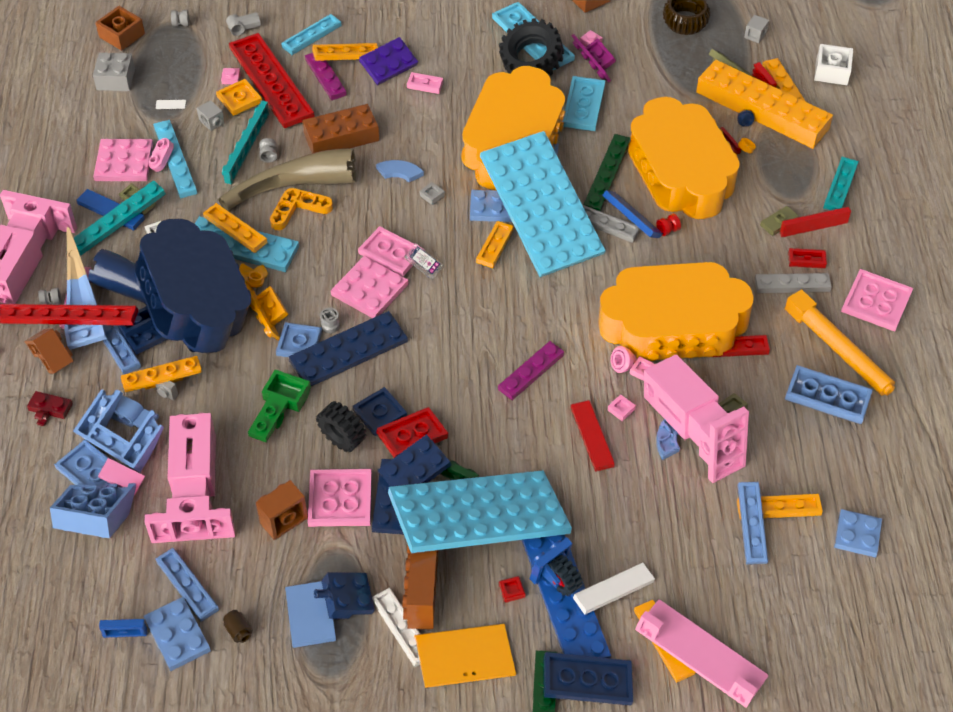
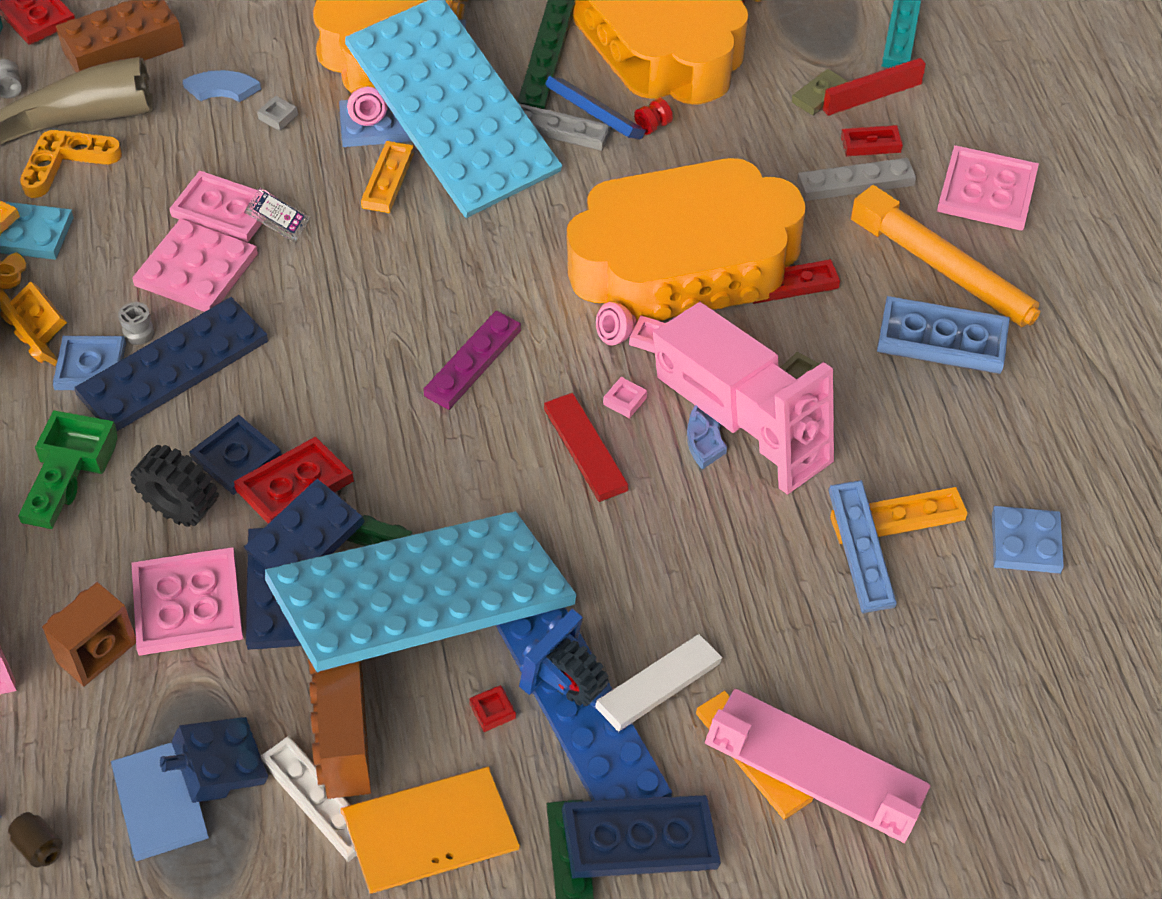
camera: 10 degrees left, 0 degrees up
(487, 197) = (366, 106): none -> bright pink brick

